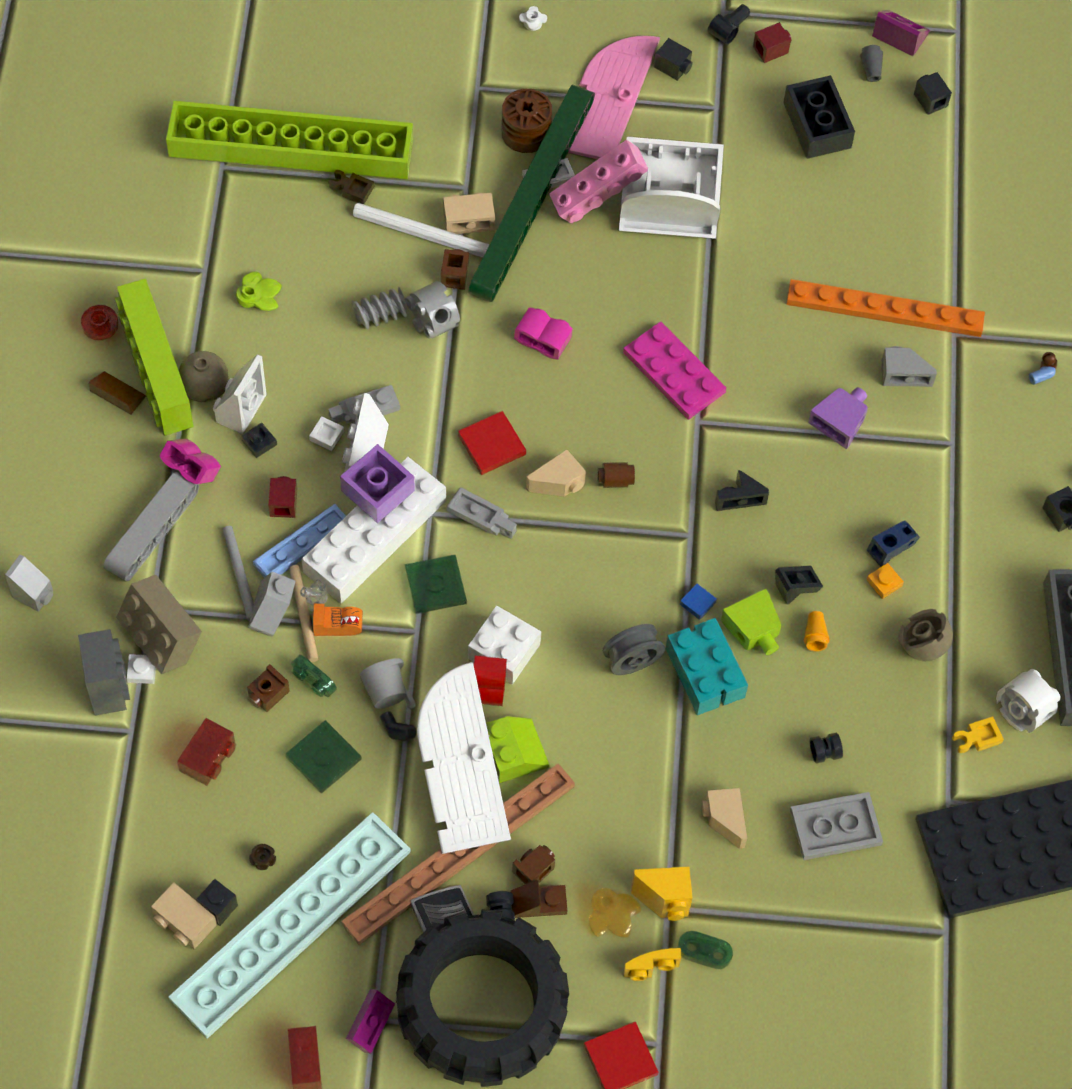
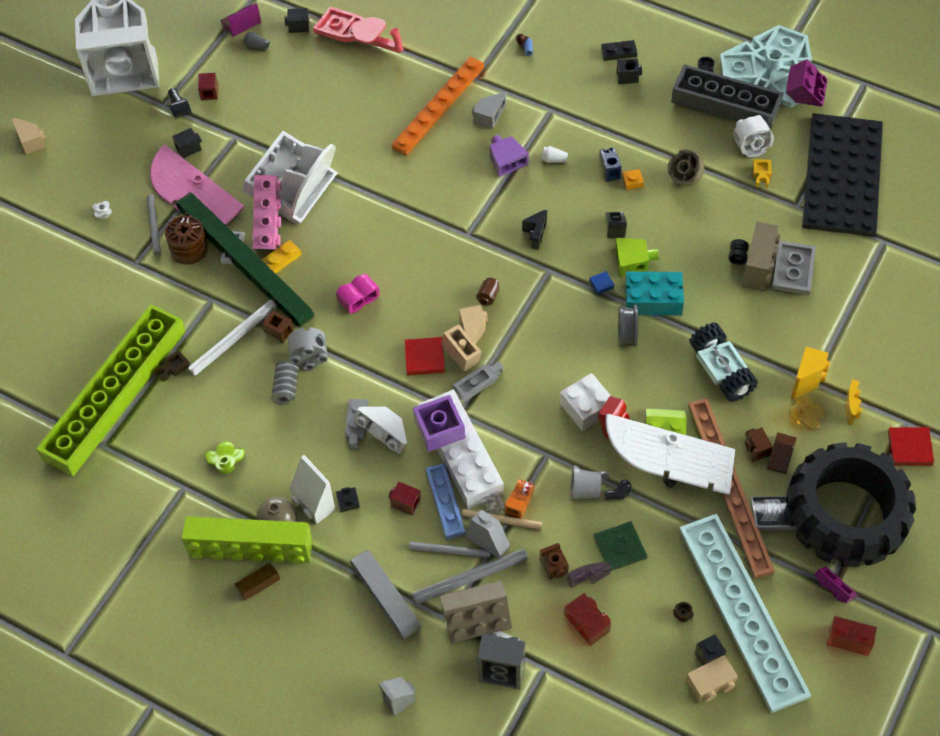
camera: 60 degrees left, 5 degrees down
(99, 322) = (193, 570): clear red plate -> none
(188, 459) = (352, 544): dark pink brick -> none
(214, 607) = (469, 576): none -> light grey axle
(270, 735) = (592, 571): none -> slope
(319, 681) = (556, 528): clear green plate -> none
(326, 433) = (366, 453): white plate -> none
(435, 584) = (517, 429): clear green tile -> none
(469, 213) = (237, 302): tan brick -> none
(502, 902) = (776, 475): black wheel -> none
(512, 474) = (461, 348): none -> tan brick
(547, 76) = (153, 225): none -> light grey bar
(560, 232) = (282, 256): none -> yellow plate
(634, 782) = (722, 362): none -> plate
(674, 370) = (423, 232): dark pink plate -> none
(706, 947) = (850, 369): clear green plate -> none
(726, 815) = (765, 322): tan slope -> none
(816, 632) = (654, 226): light orange cone -> none
(819, 117) = (282, 81): black brick -> none
(824, 773) = (761, 256): none -> dark tan brick
(871, 471) = (553, 155): none -> white cone
(950, 160) = (352, 27): none -> coral plate

